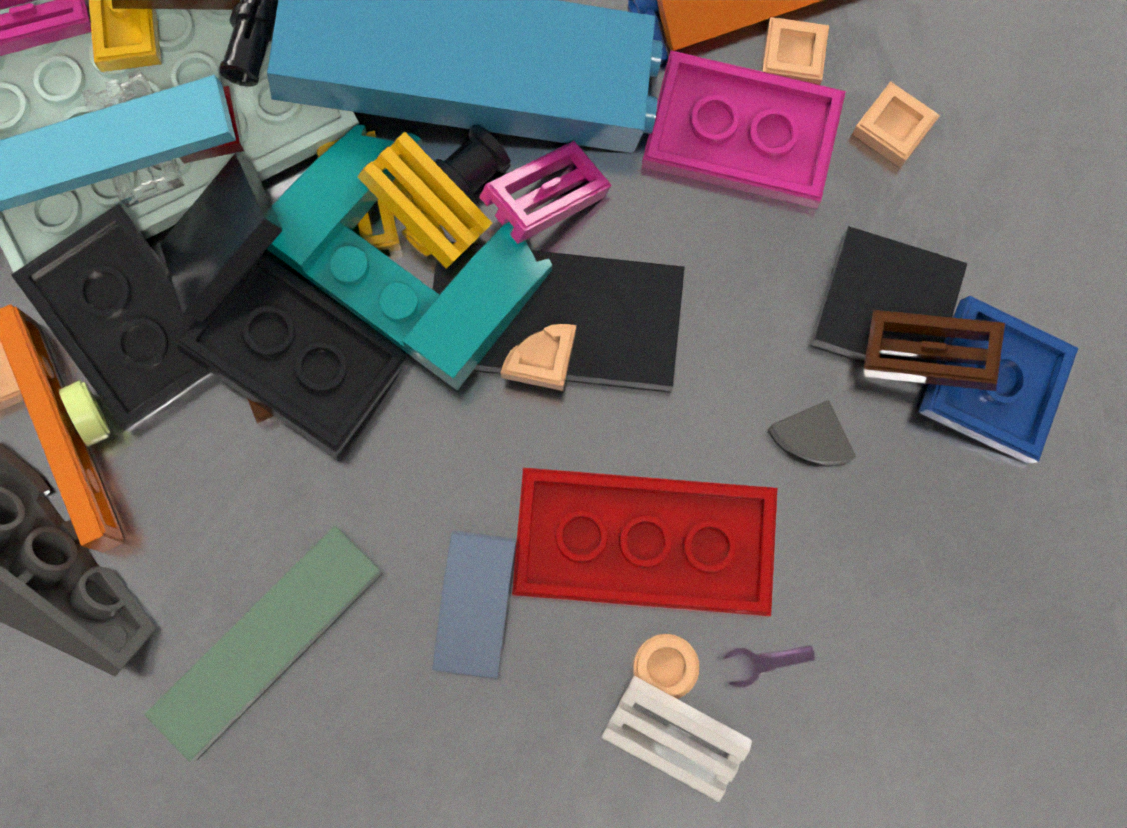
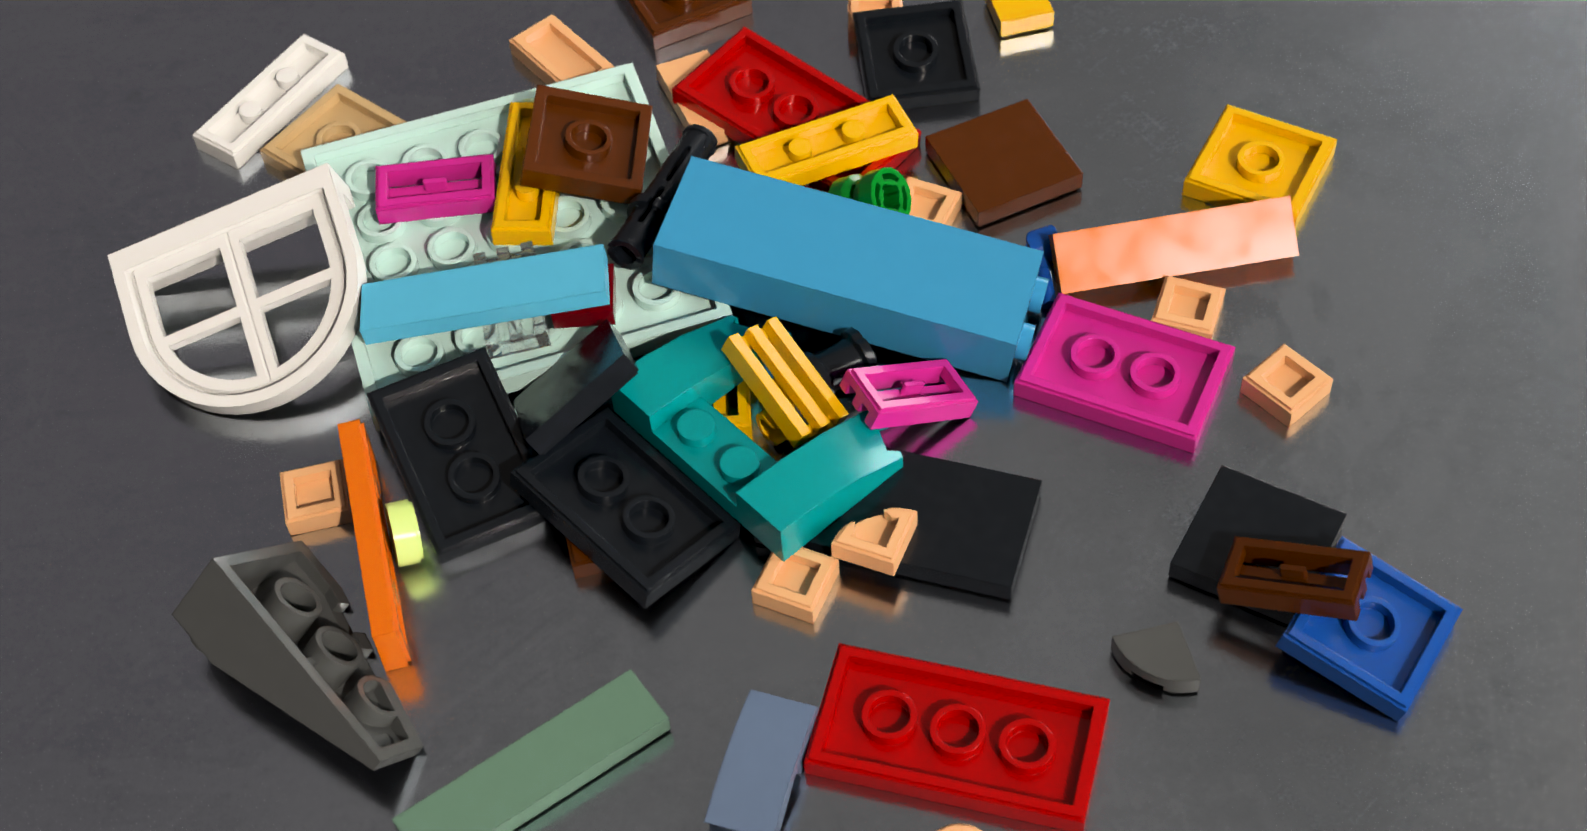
camera: 15 degrees right, 25 degrees down
(473, 408) = (797, 584): none -> light nougat tile

